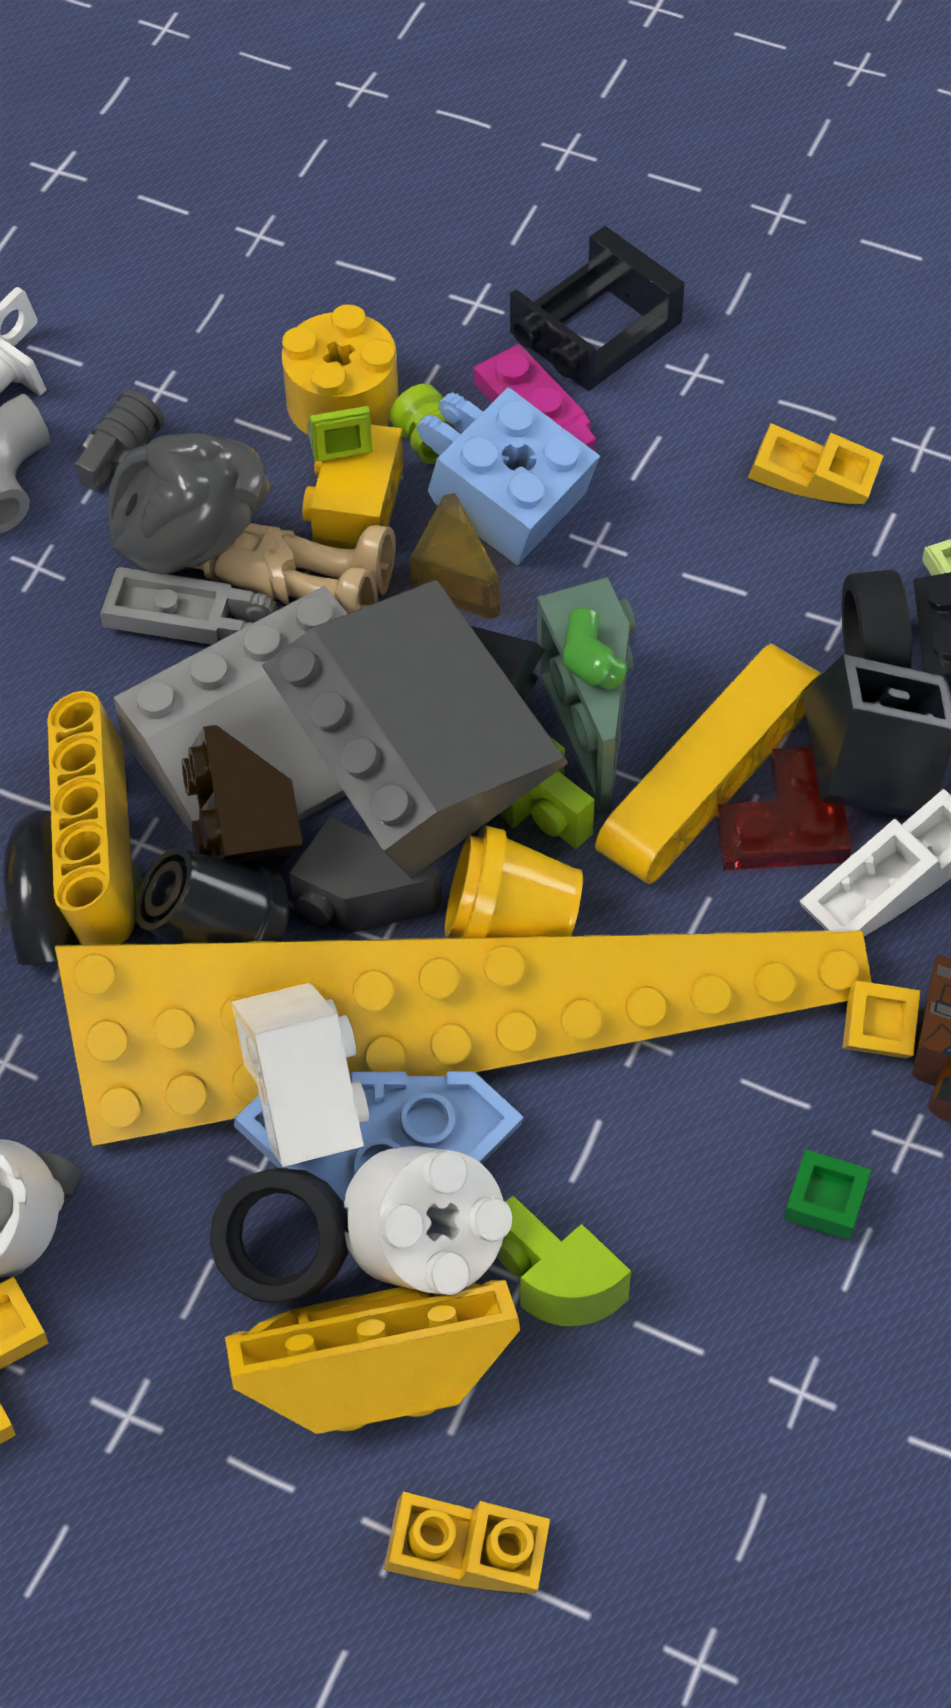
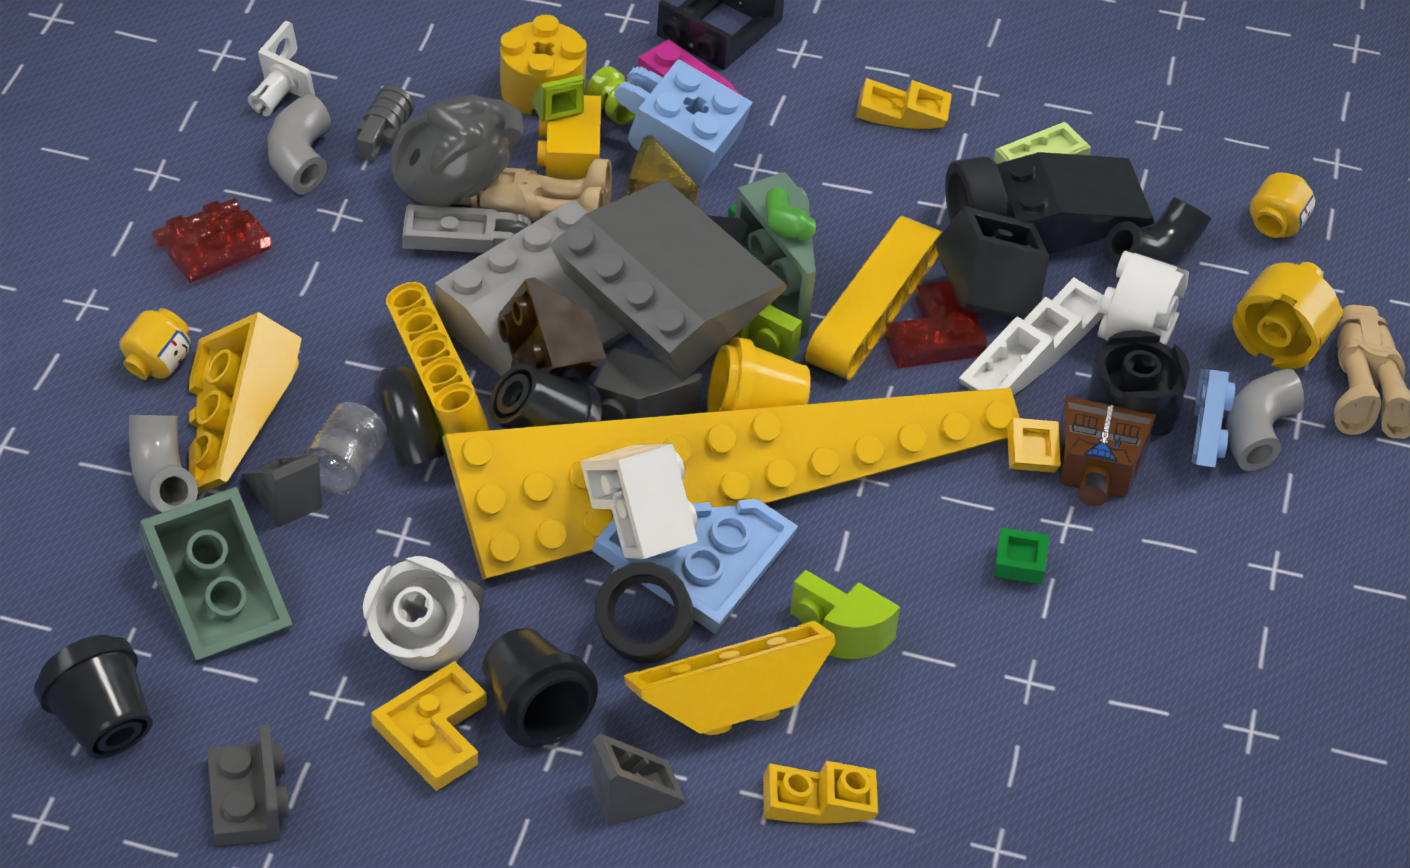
camera: 15 degrees left, 10 degrees down
(109, 1337) = (538, 688): none -> black piece
(213, 1495) = (631, 781): none -> dark grey slope
(425, 1219) = (749, 586): white brick -> none

